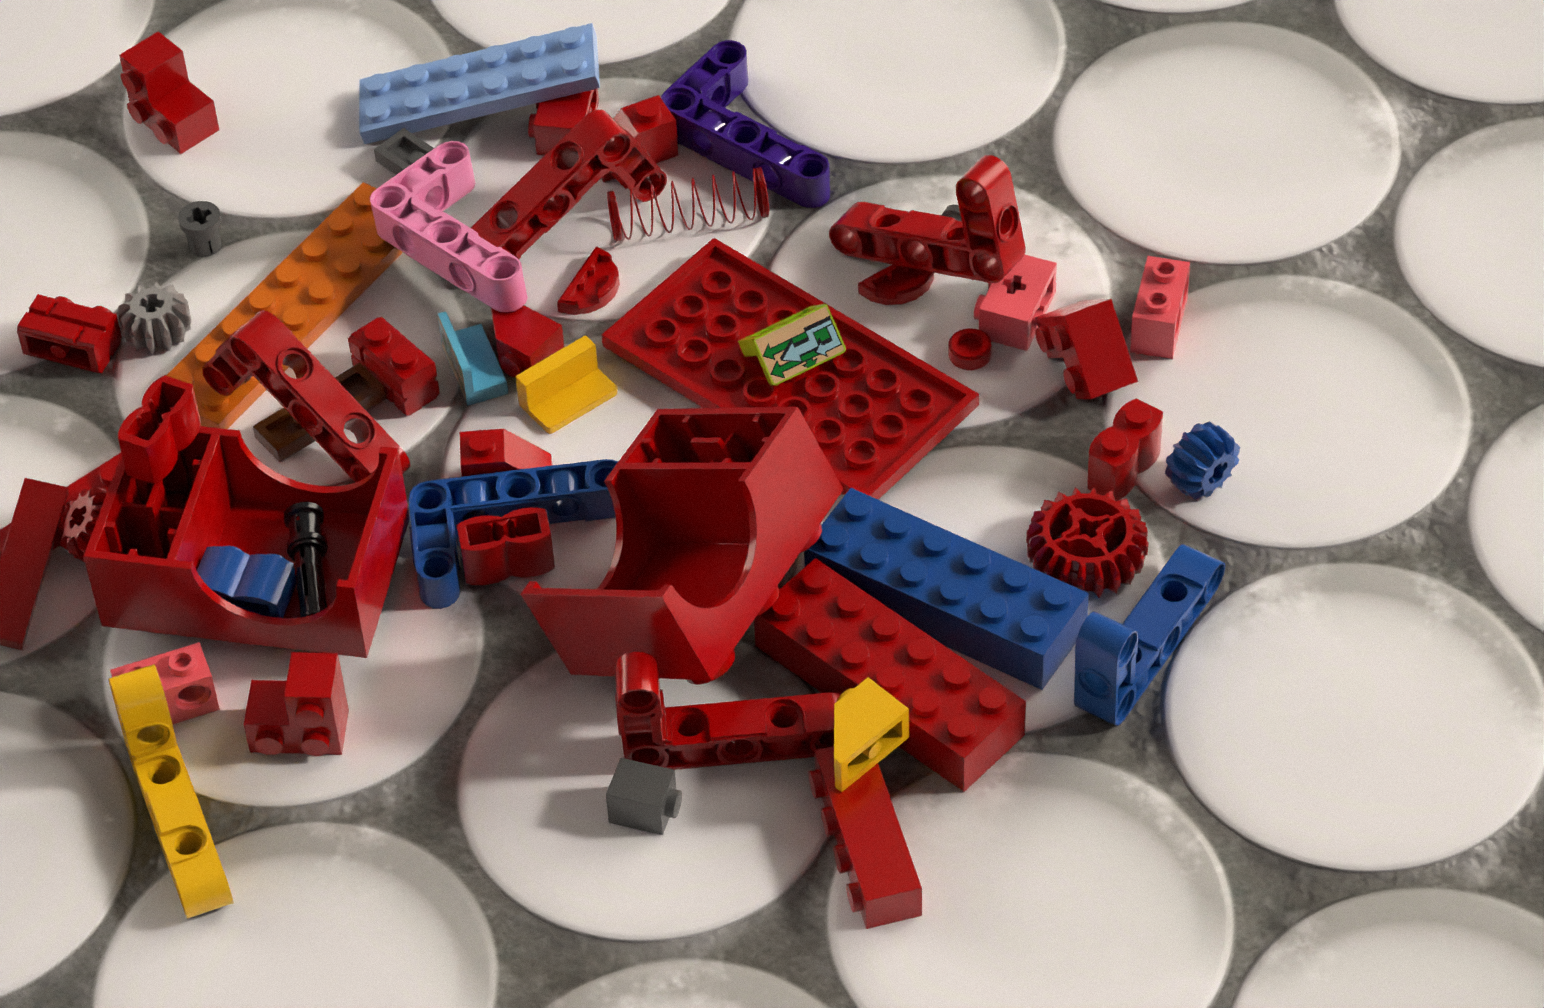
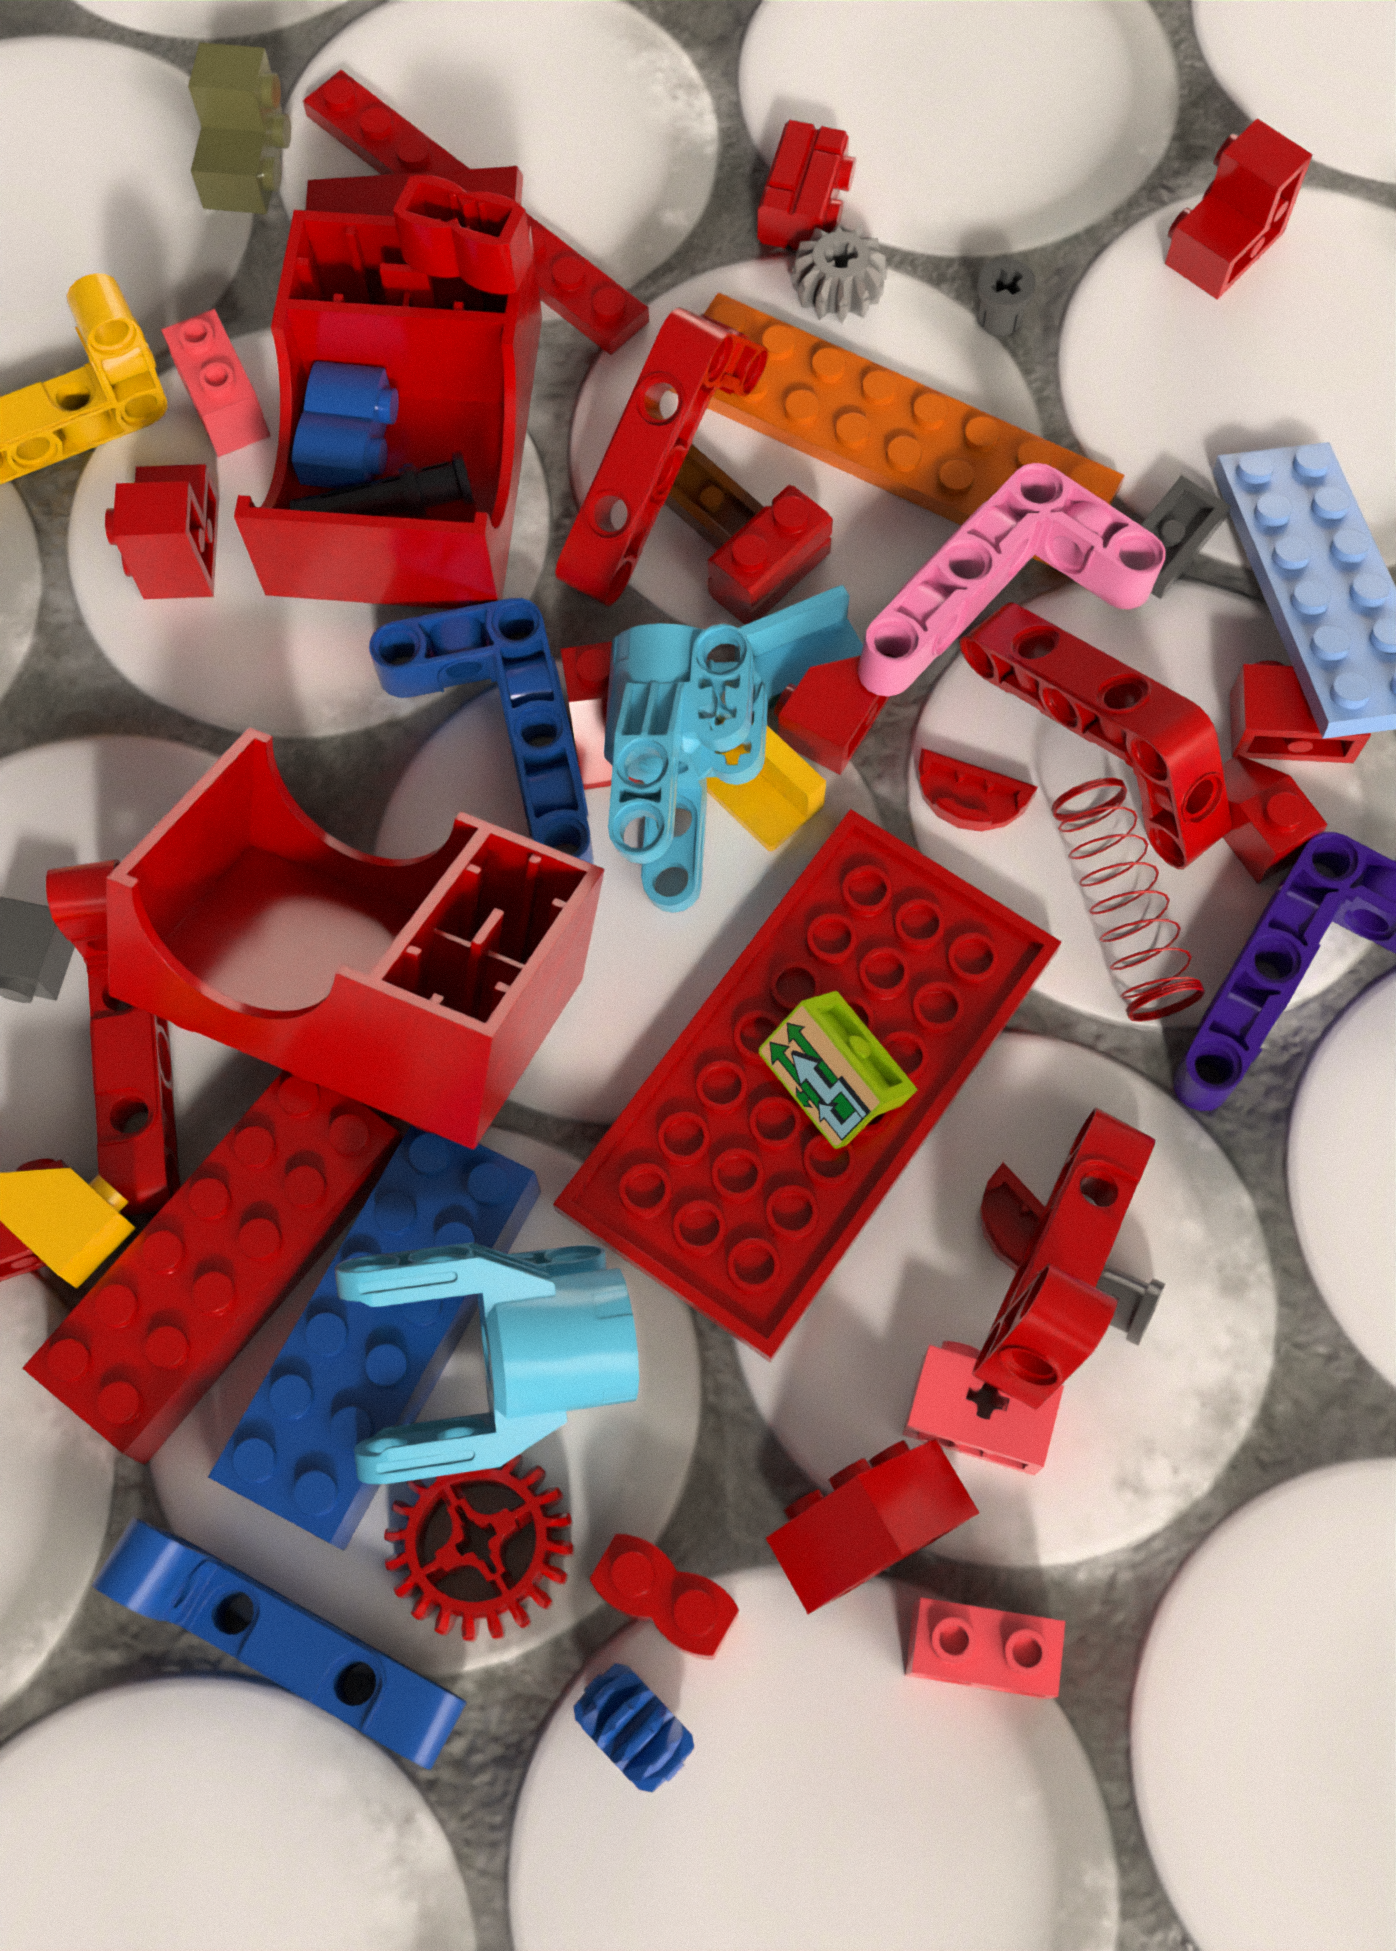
camera: 85 degrees right, 20 degrees up
(506, 546) = (439, 729): red brick -> none
(536, 385) = (670, 736): none -> medium azure piece
(970, 349) = (888, 1343): red tile -> none
(975, 463) = (551, 1342): none -> medium azure piece

